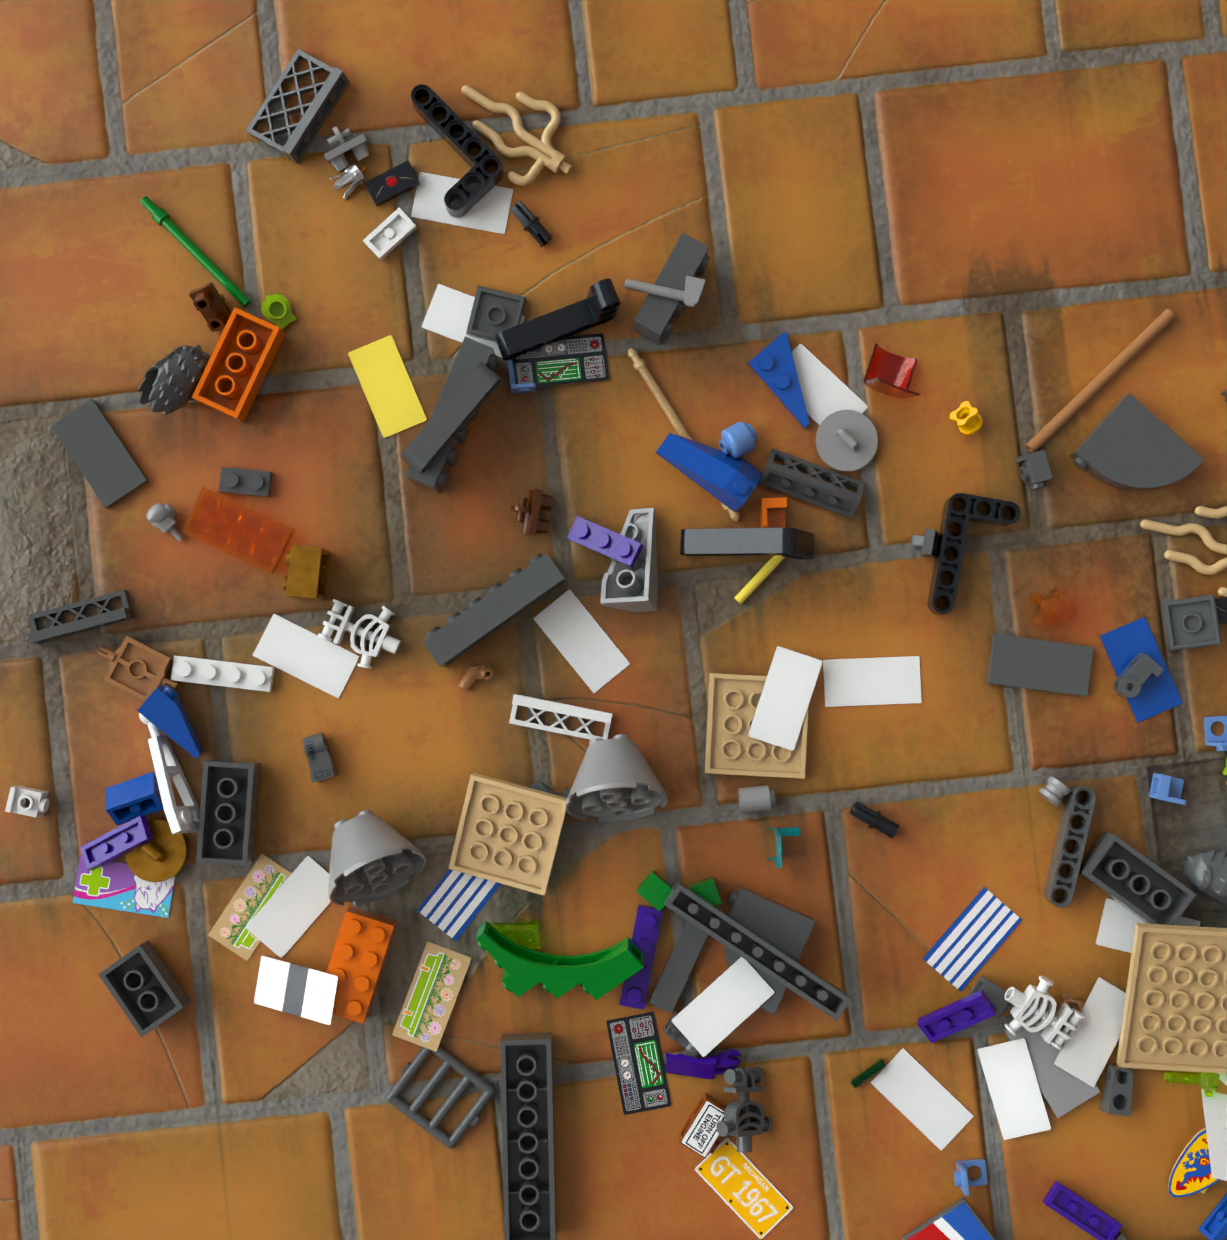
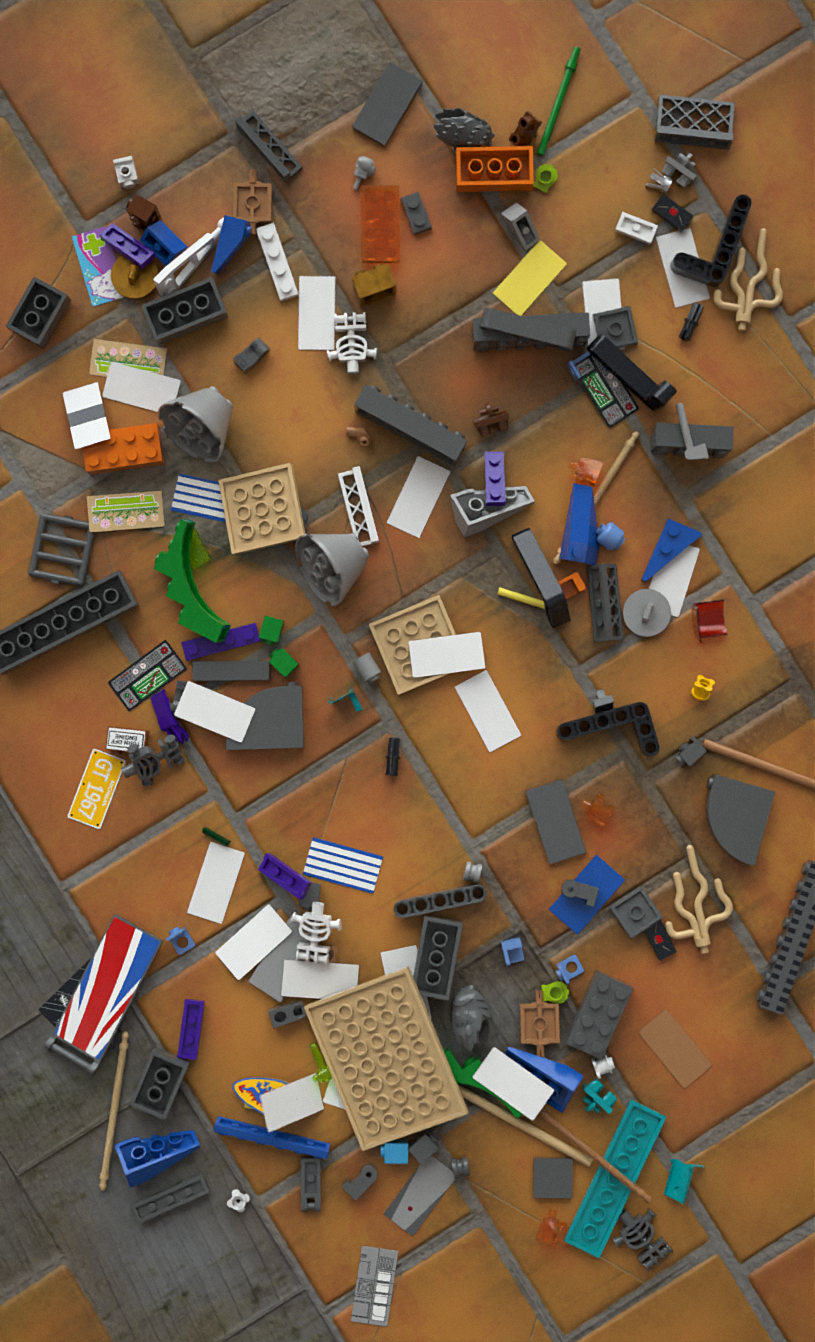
camera: 60 degrees right, 0 degrees up
(85, 806) = (142, 212): none -> reddish brown brick
(321, 366) = (521, 226): none -> light grey slope
(647, 429) = (586, 470): none -> clear orange piece
(757, 950) = (265, 714): dark grey brick -> none

